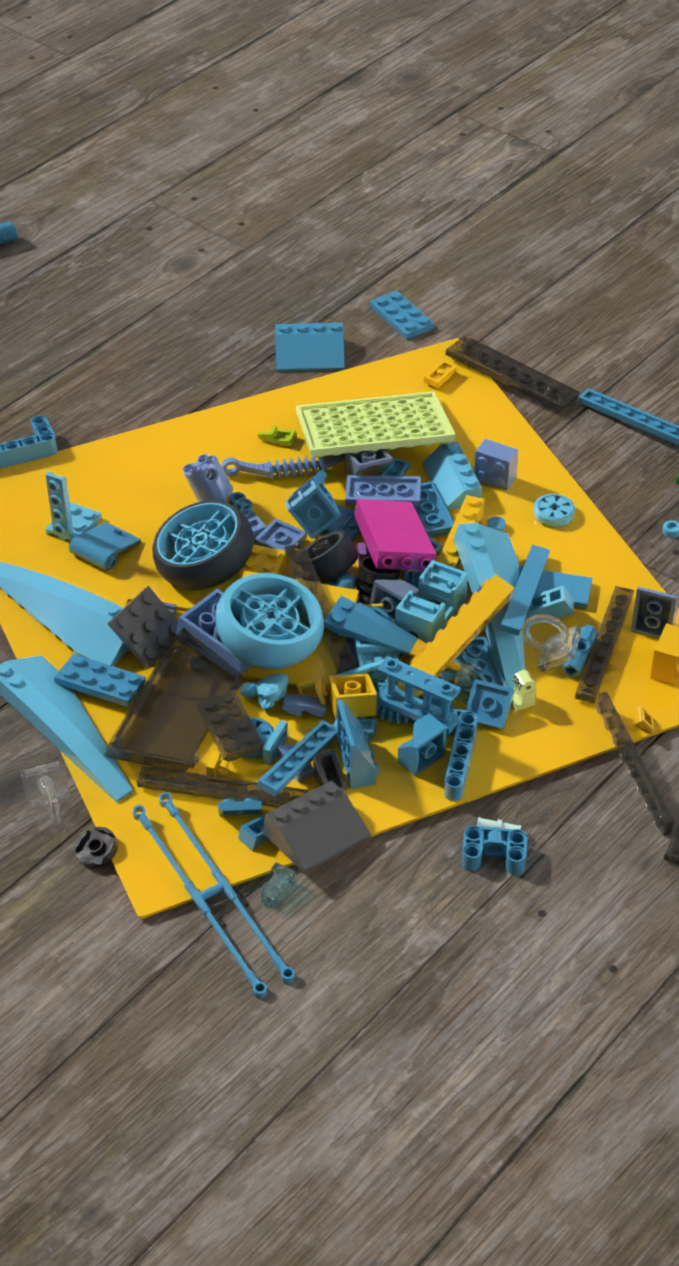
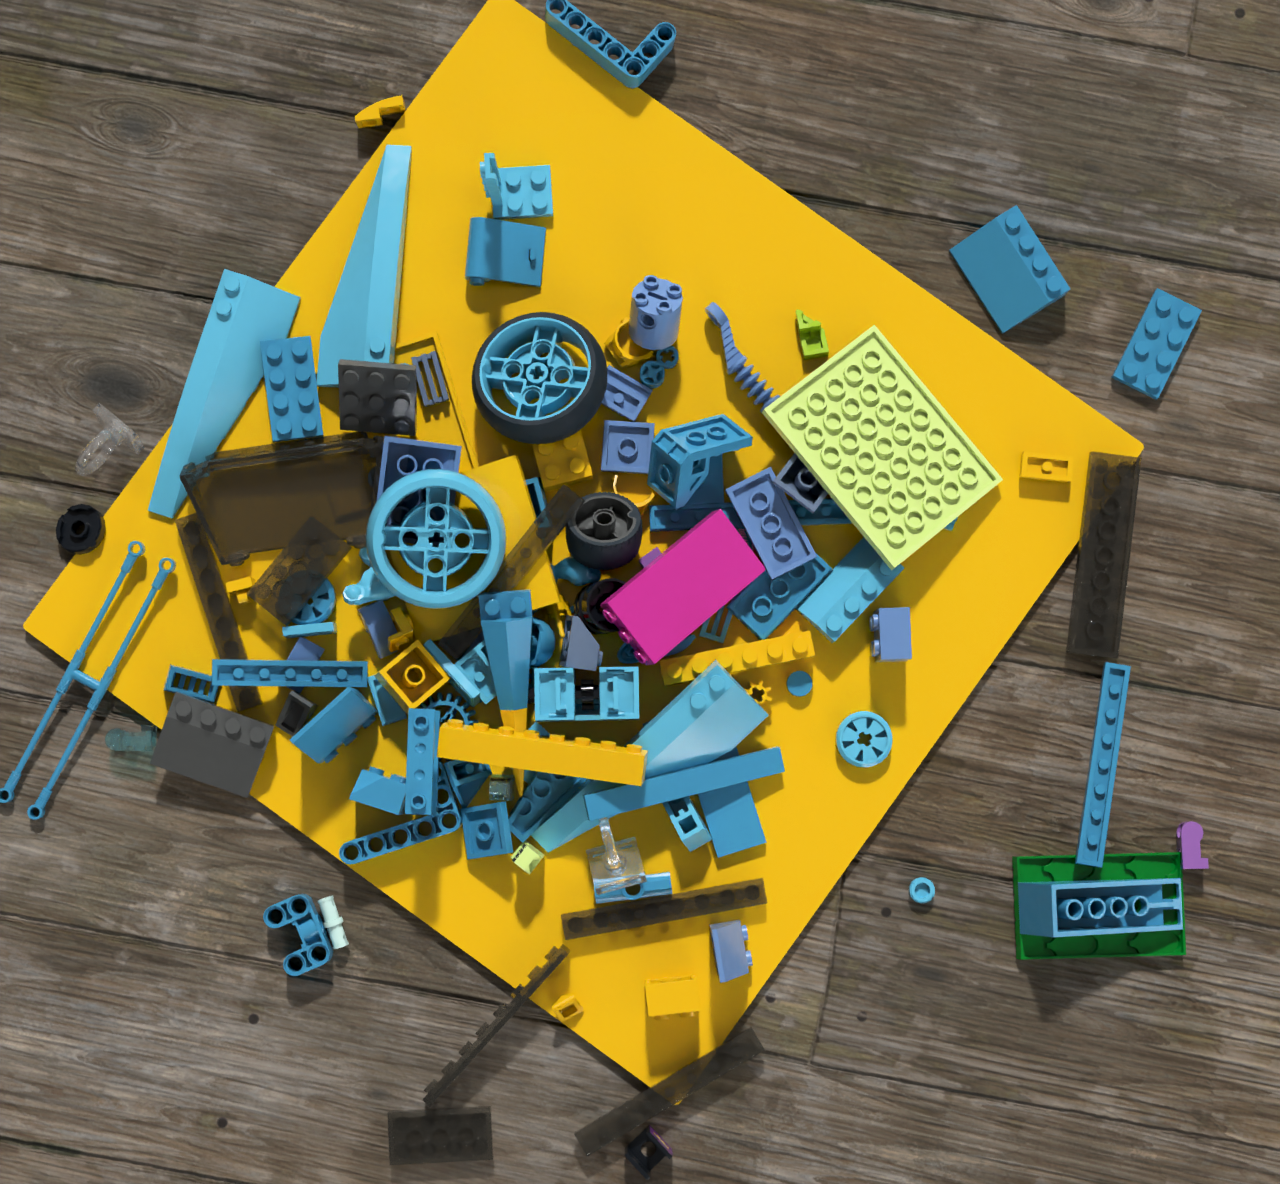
camera: 60 degrees right, 40 degrees up
(246, 807) = (198, 645): dark azure plate -> none

